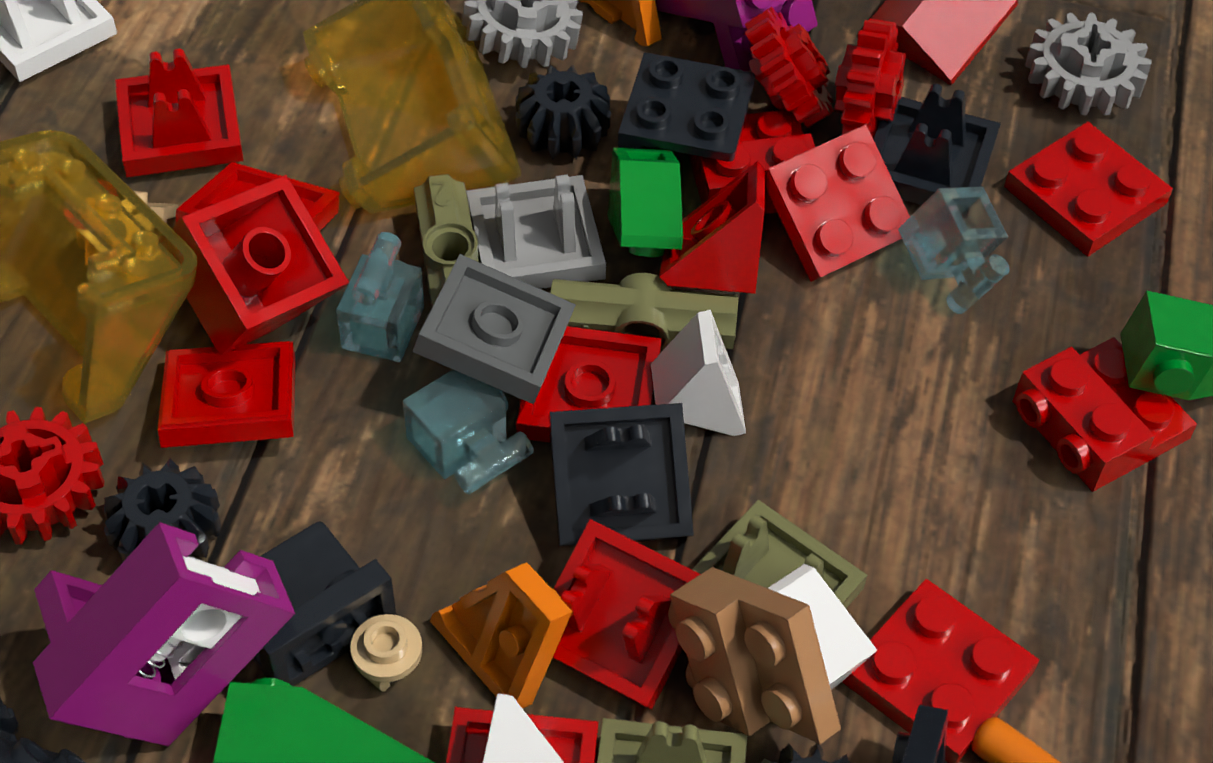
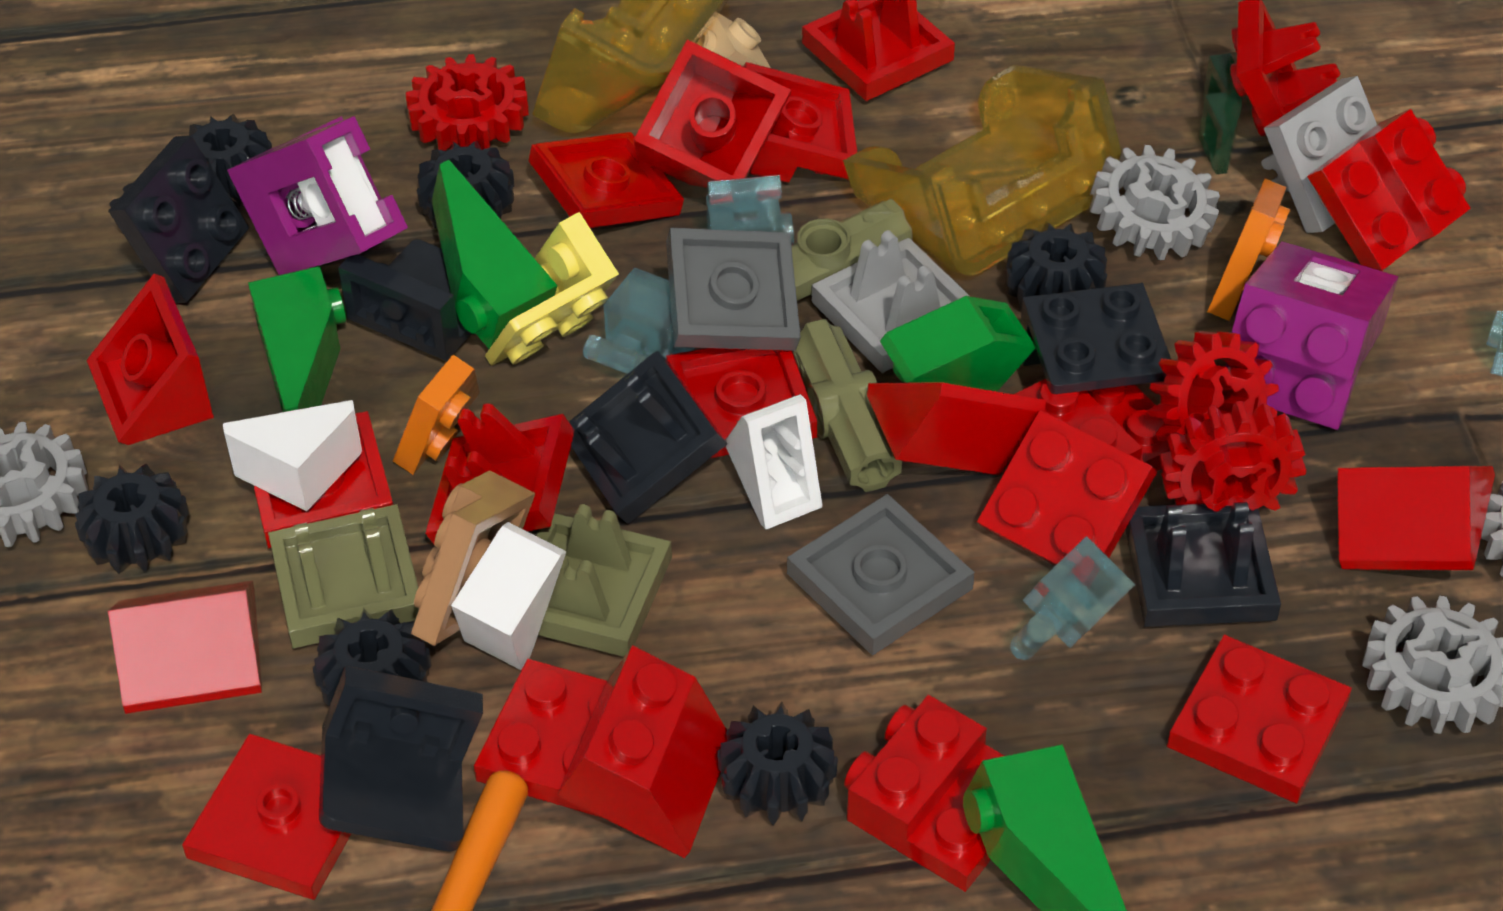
camera: 70 degrees right, 5 degrees down
(311, 522) = (483, 259): none -> green slope
(386, 649) = (403, 354): tan plate -> none
(413, 462) = (582, 275): none -> light yellow bracket
(853, 364) = (880, 574): none -> dark grey plate
(1014, 600) = (649, 753): none -> red slope
(1044, 510) = (777, 763): none -> black gear

